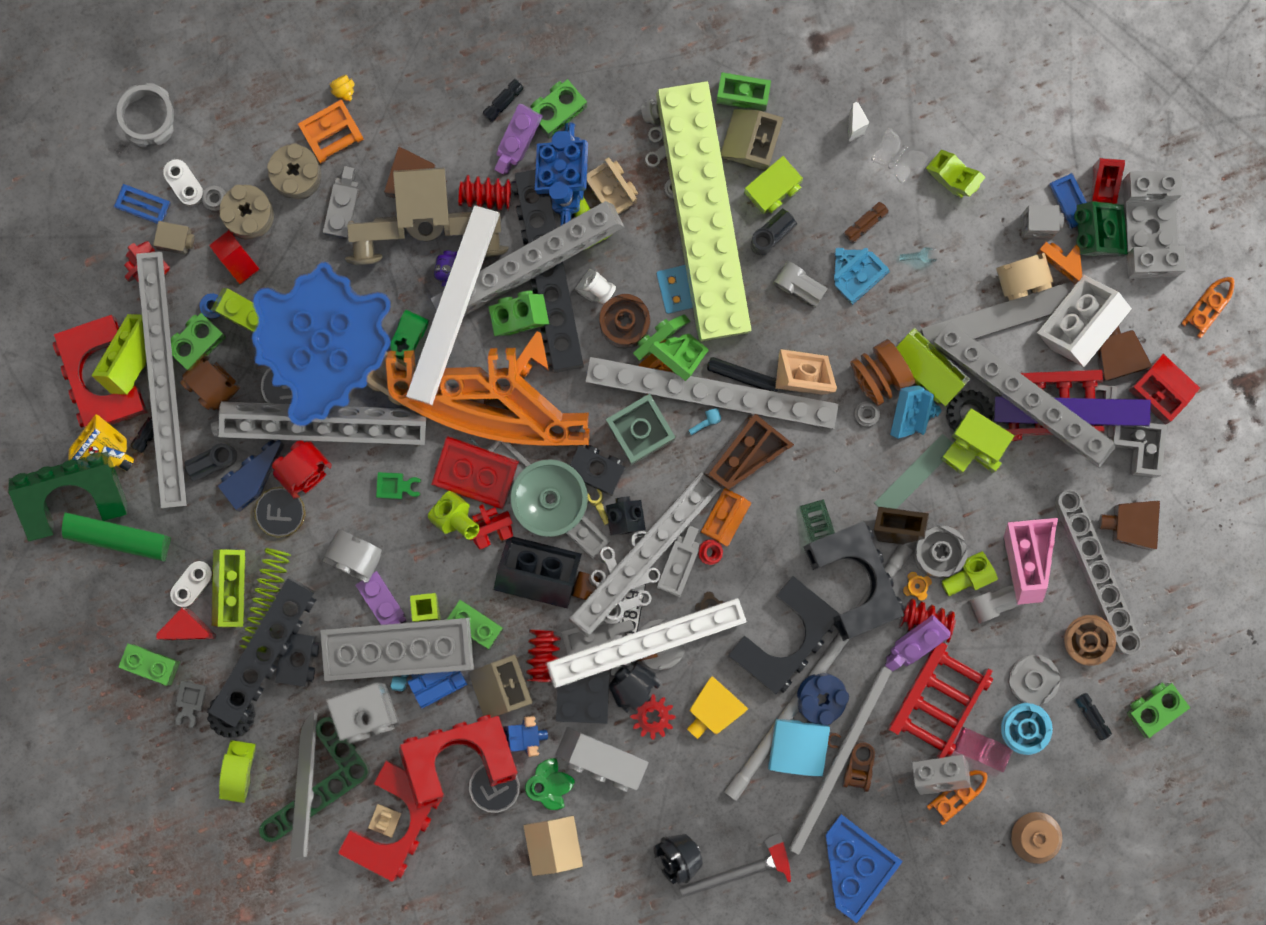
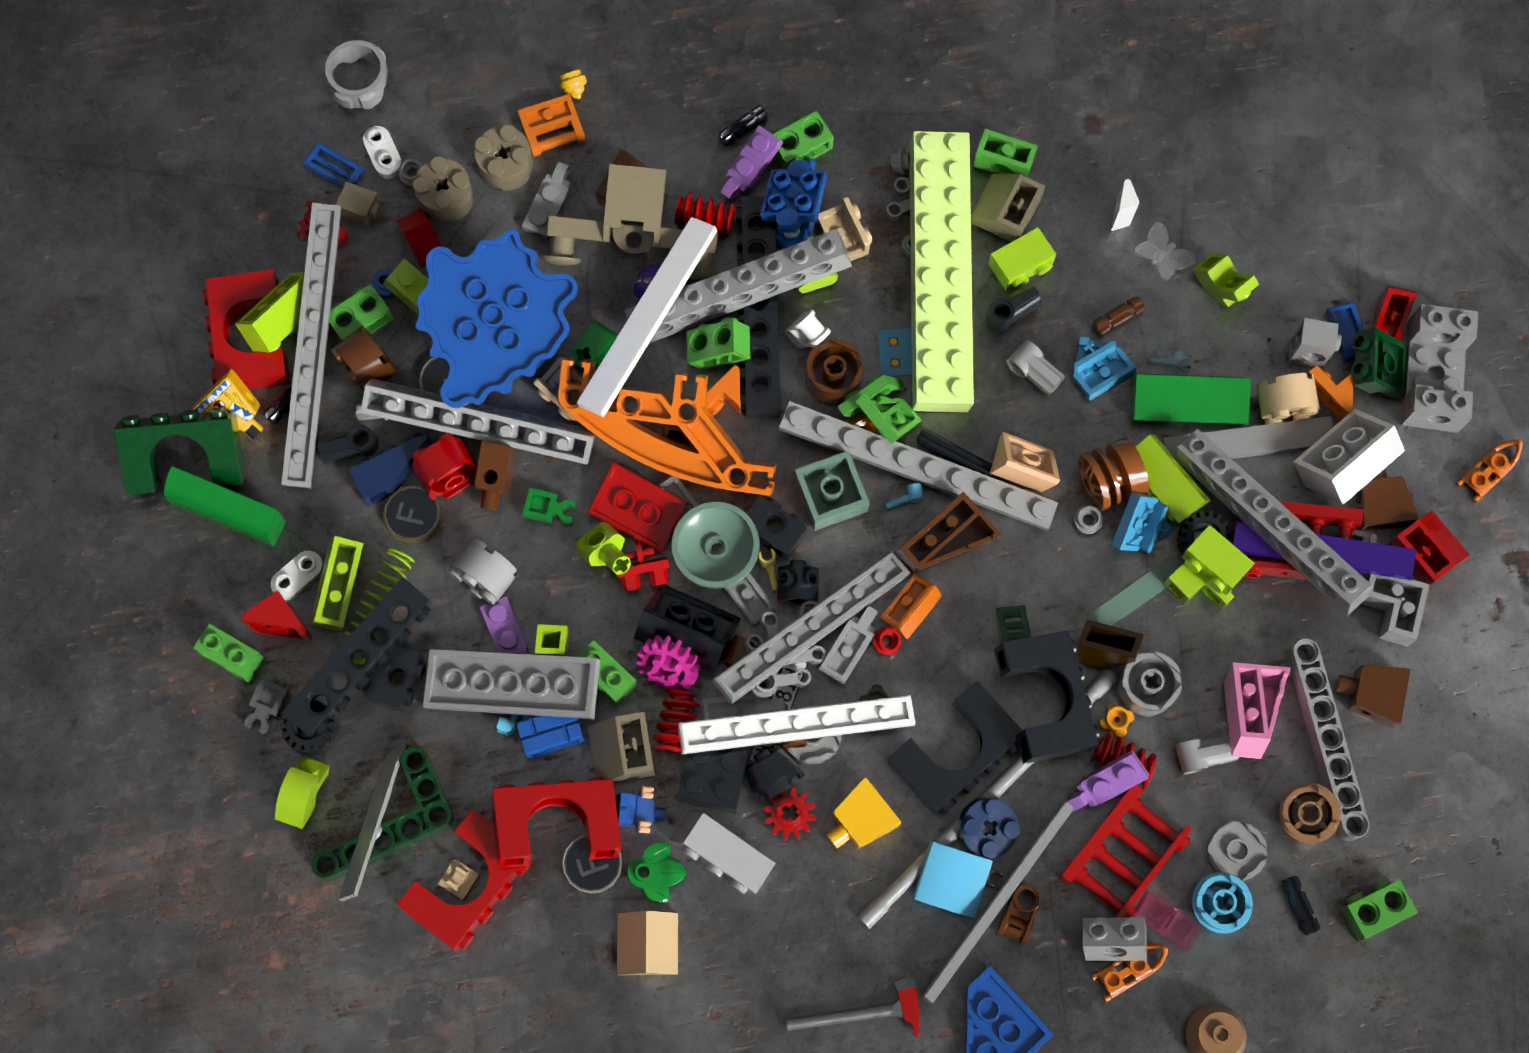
camera: 10 degrees right, 10 degrees down
(345, 455) = (493, 461): none -> reddish brown torso
(350, 709) = (456, 736): light grey plate -> none
(527, 608) = (668, 663): none -> dark pink gear
(679, 857) = (791, 981): black cone -> none
(940, 288) = (1190, 398): none -> green brick
(975, 573) = (1185, 715): lime piece -> none

